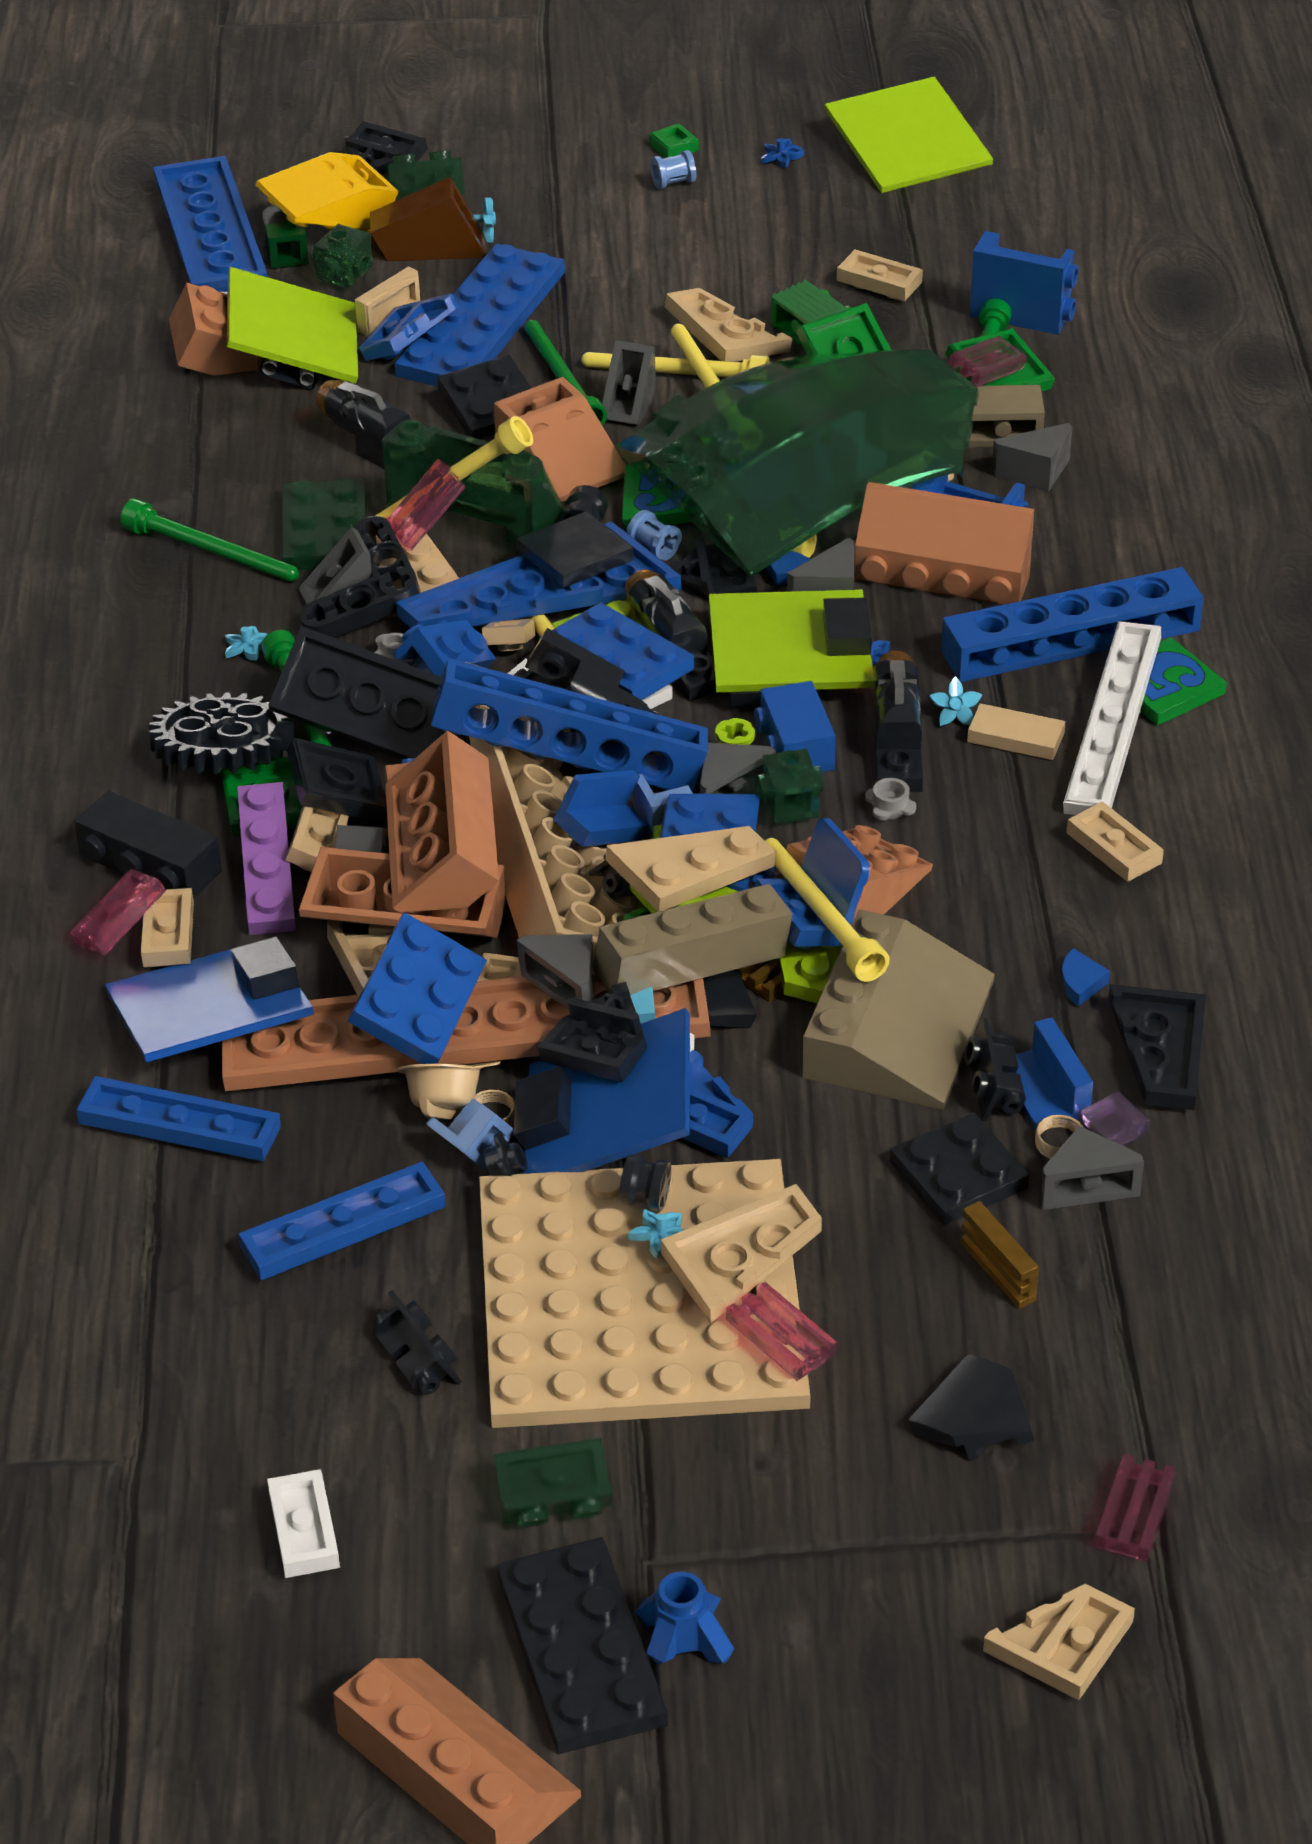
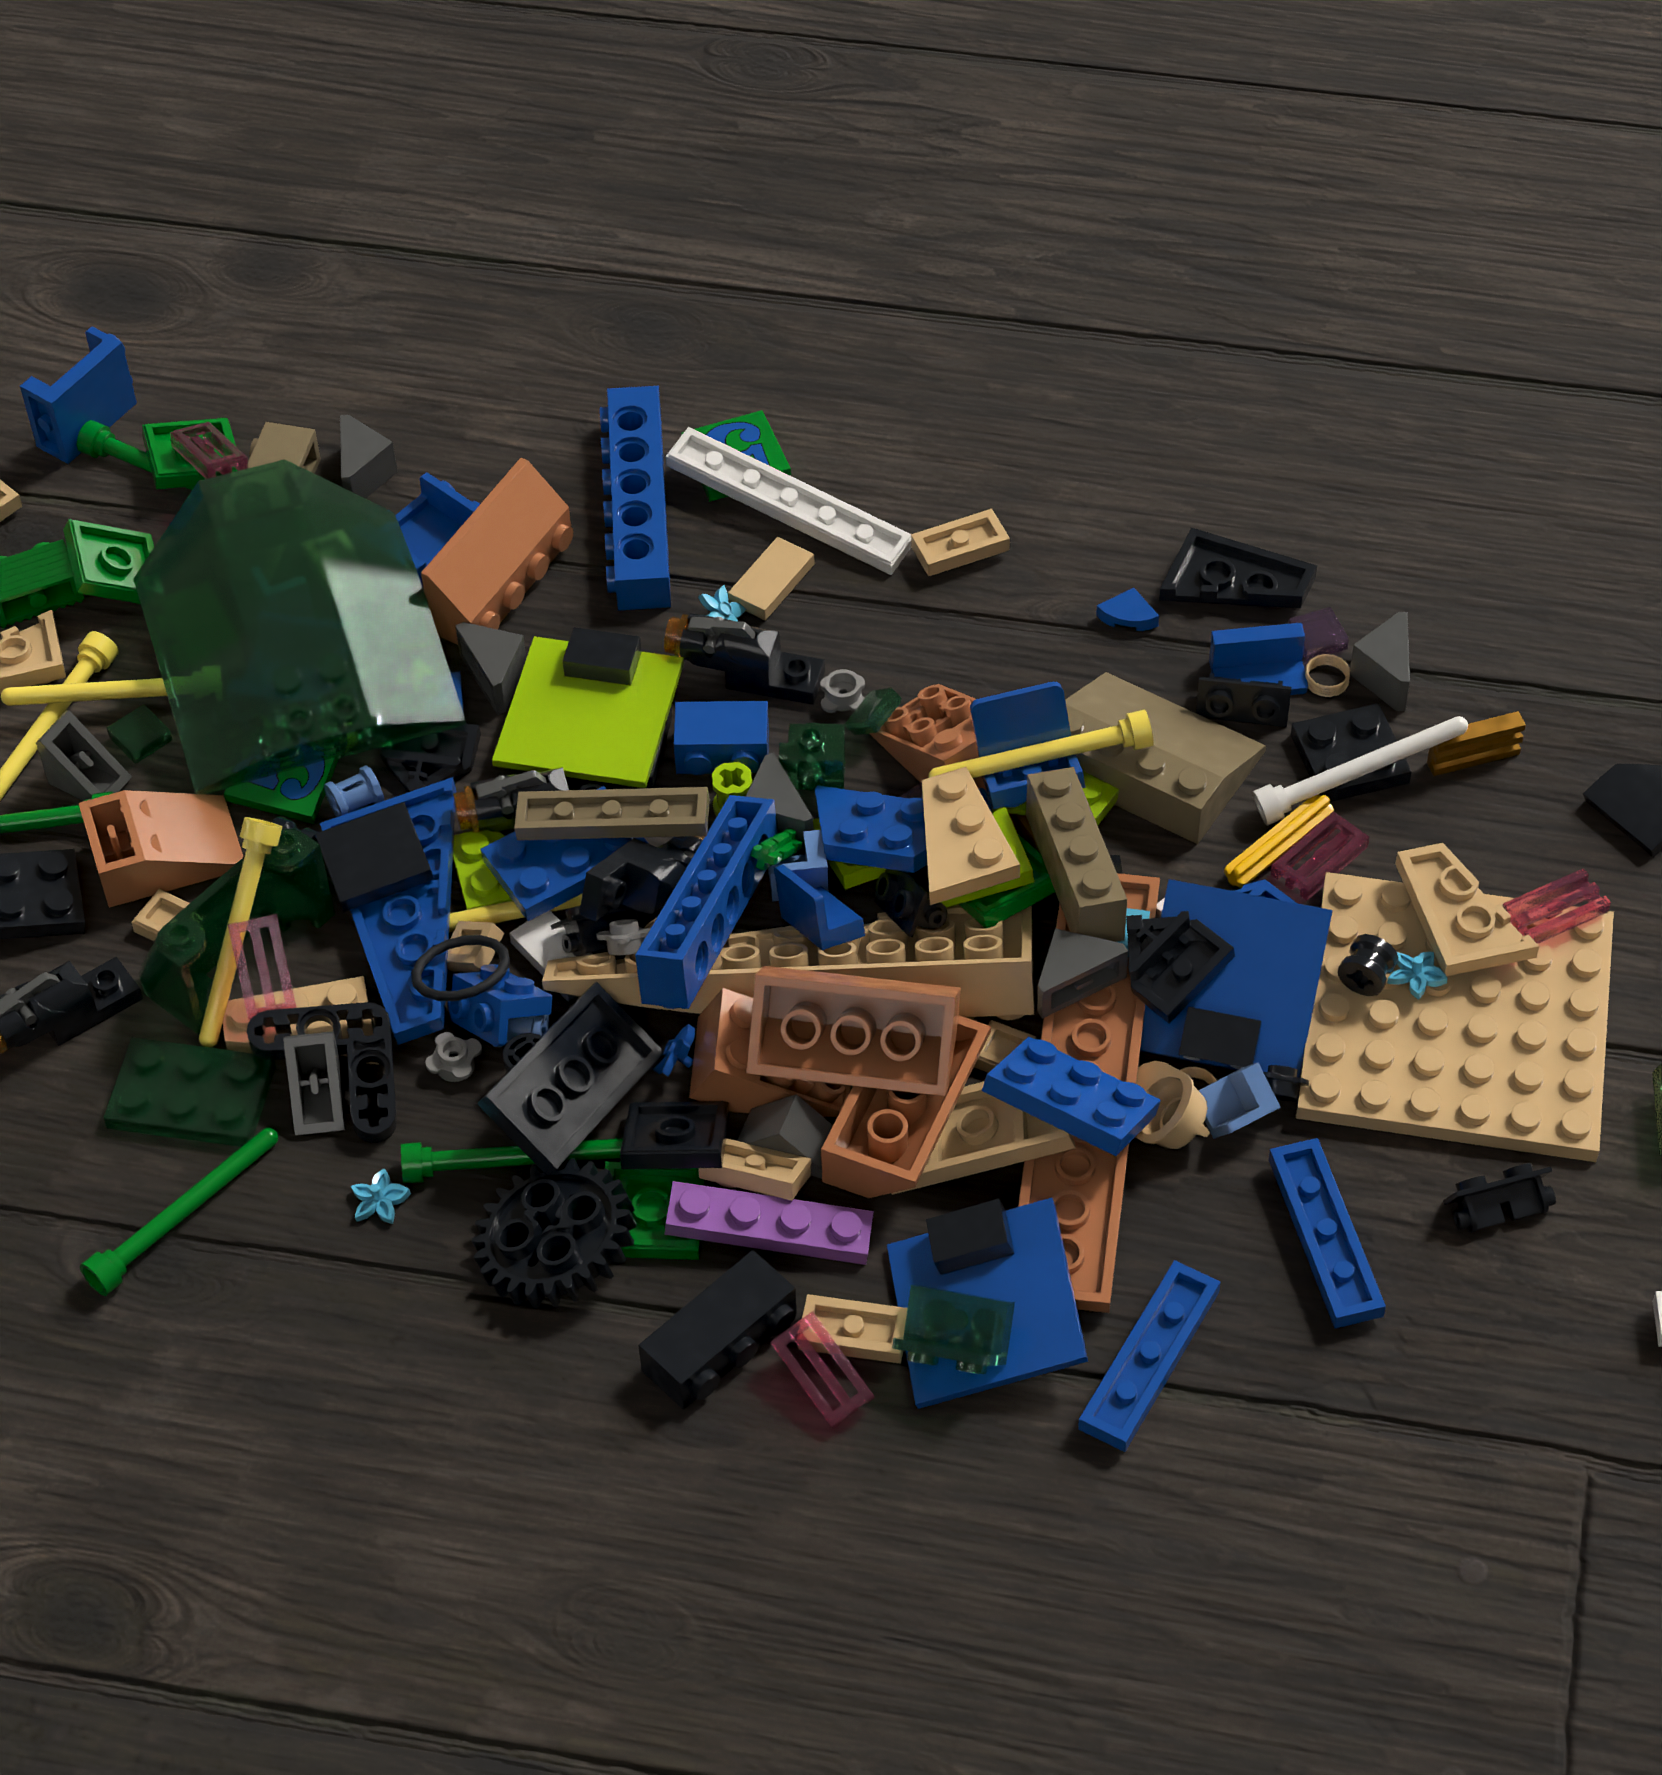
camera: 75 degrees left, 10 degrees up
(156, 977) = (956, 1328): none -> bracket
(456, 628) = (465, 993): none -> black piece
(642, 650) = (612, 813): none -> dark tan plate
(655, 767) = (776, 849): none -> green axle
(809, 1168) = (1338, 862): none -> clear pink tile
(819, 1127) = (1277, 841): none -> yellow axle
(862, 1112) = (1276, 801): none -> white piece
(864, 815) = (873, 711): none -> clear green tile

